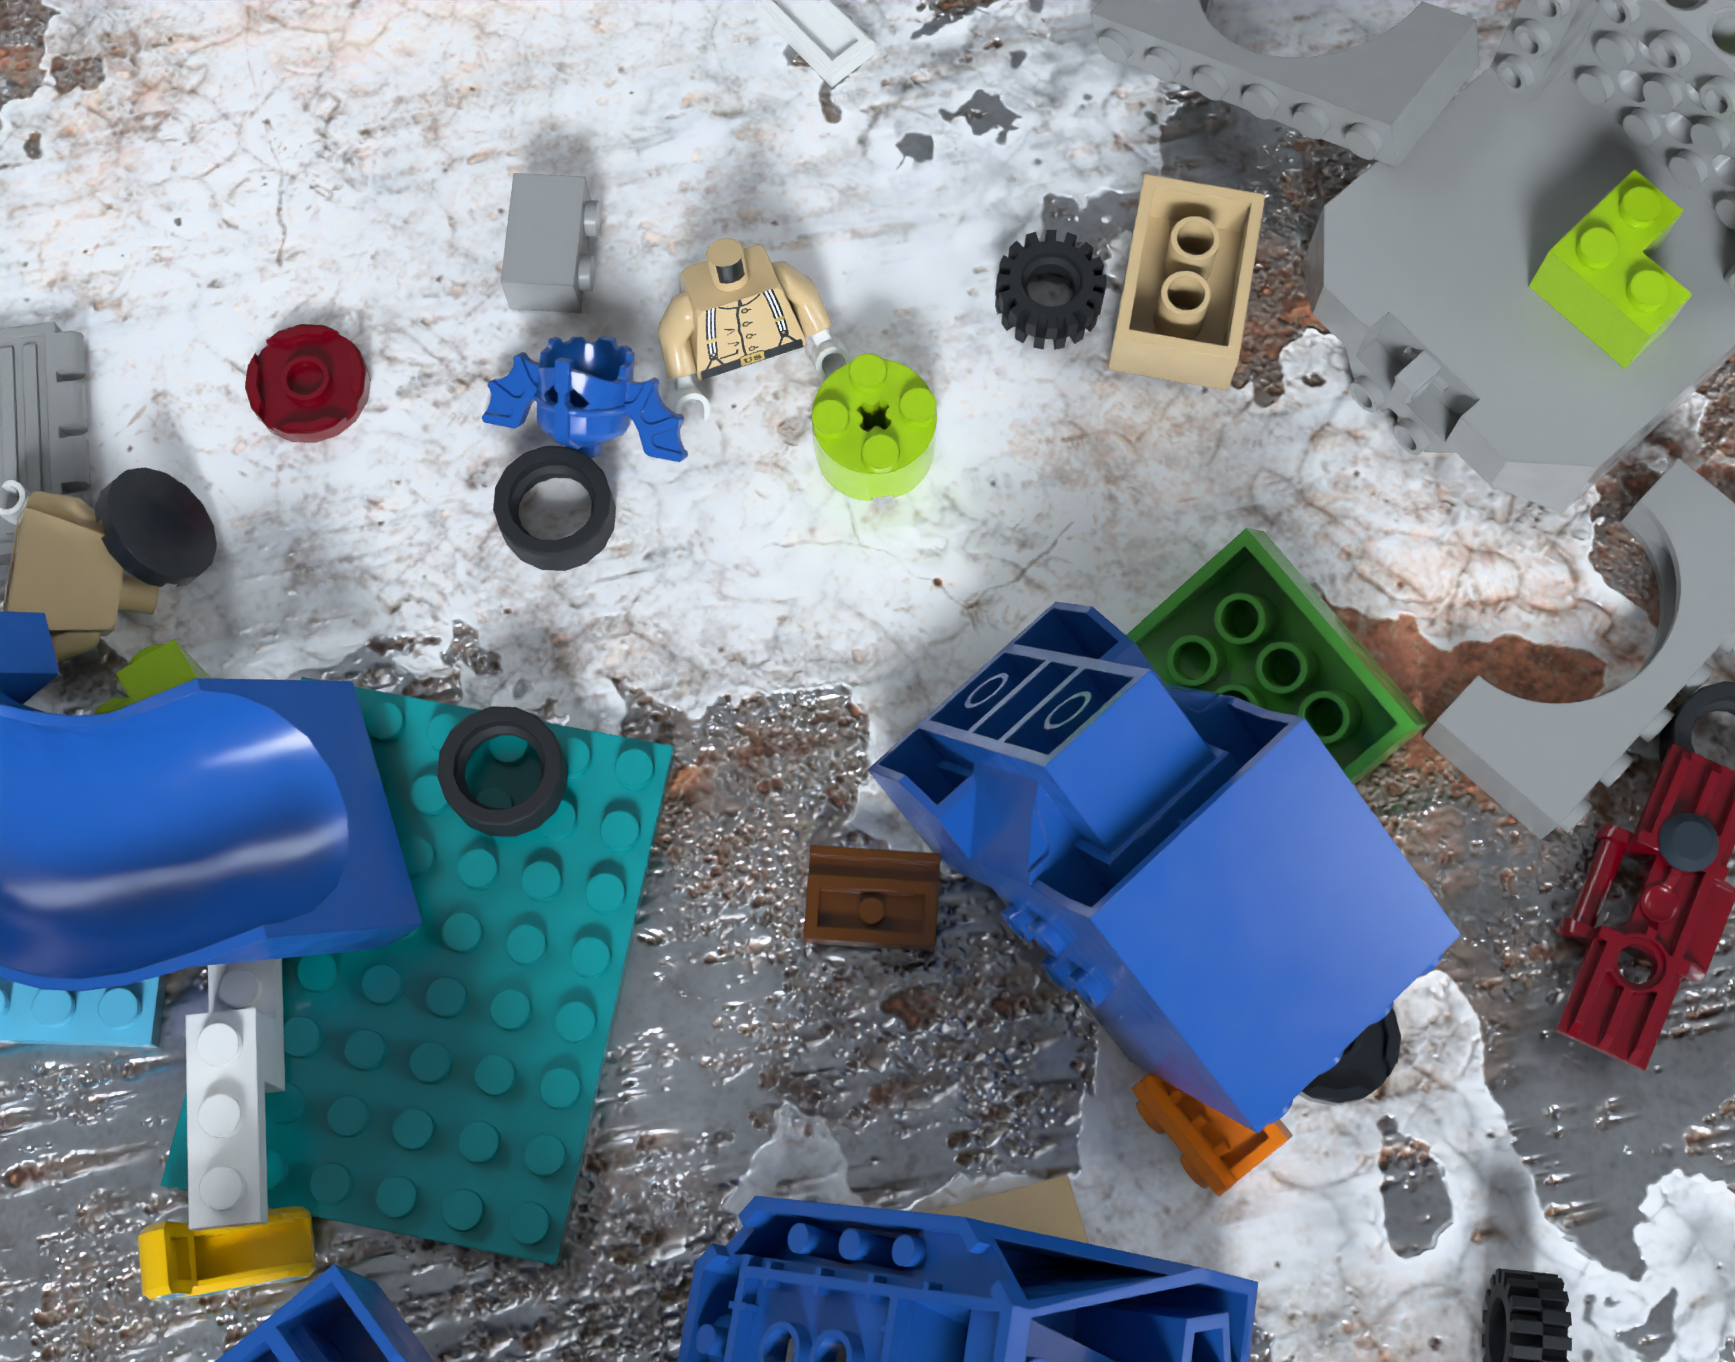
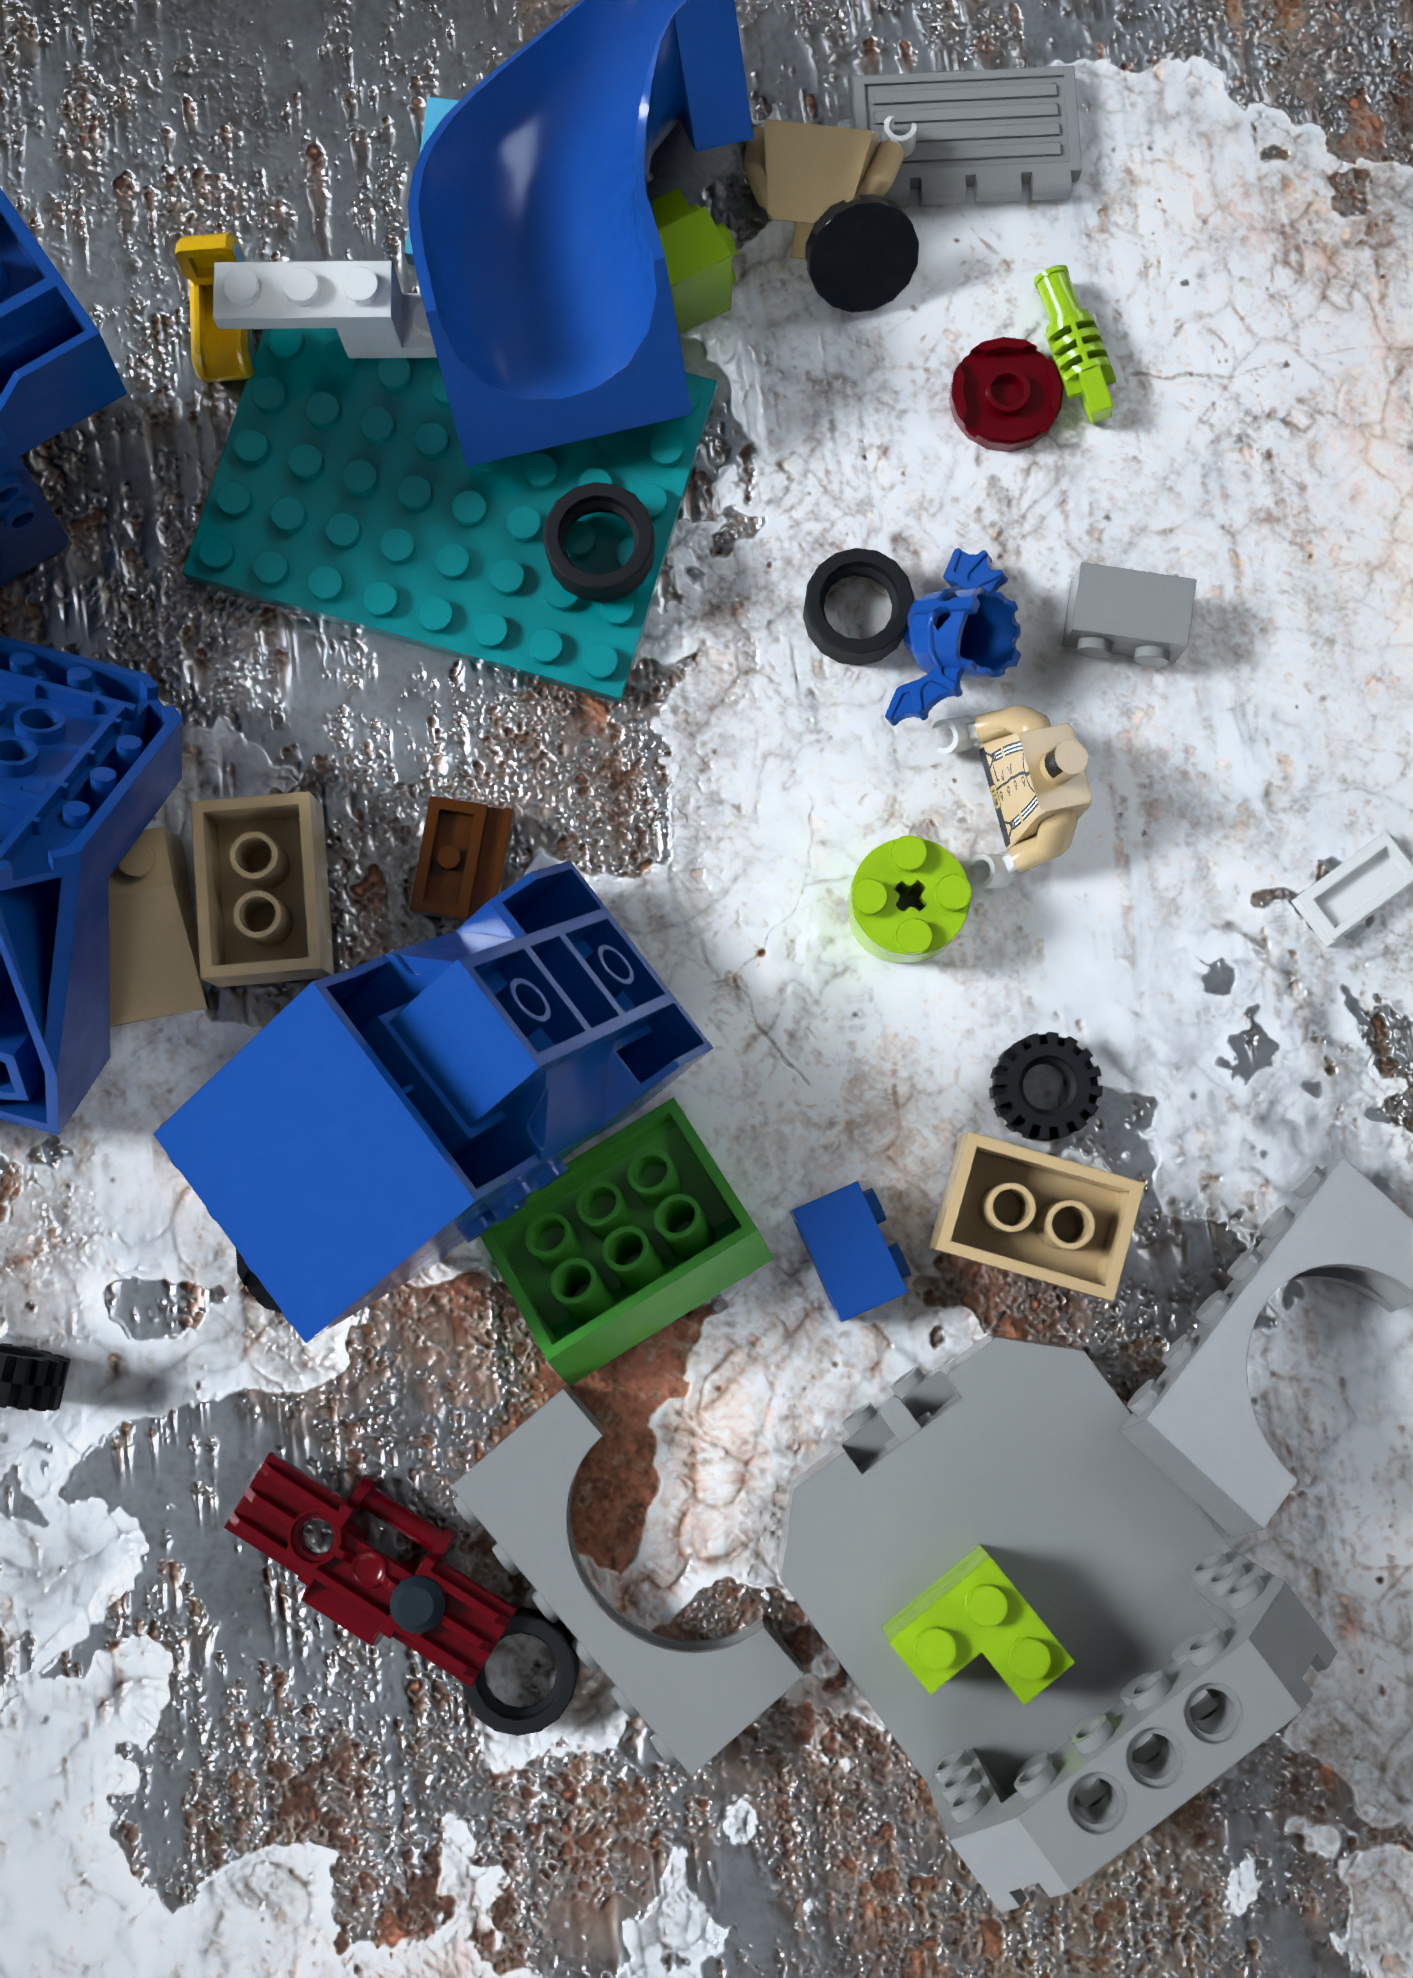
camera: 95 degrees right, 10 degrees up
(254, 313) = (1076, 344): none -> lime hinge
(933, 1110) = (261, 889): none -> tan brick
(1243, 459) = (851, 1251): none -> blue brick

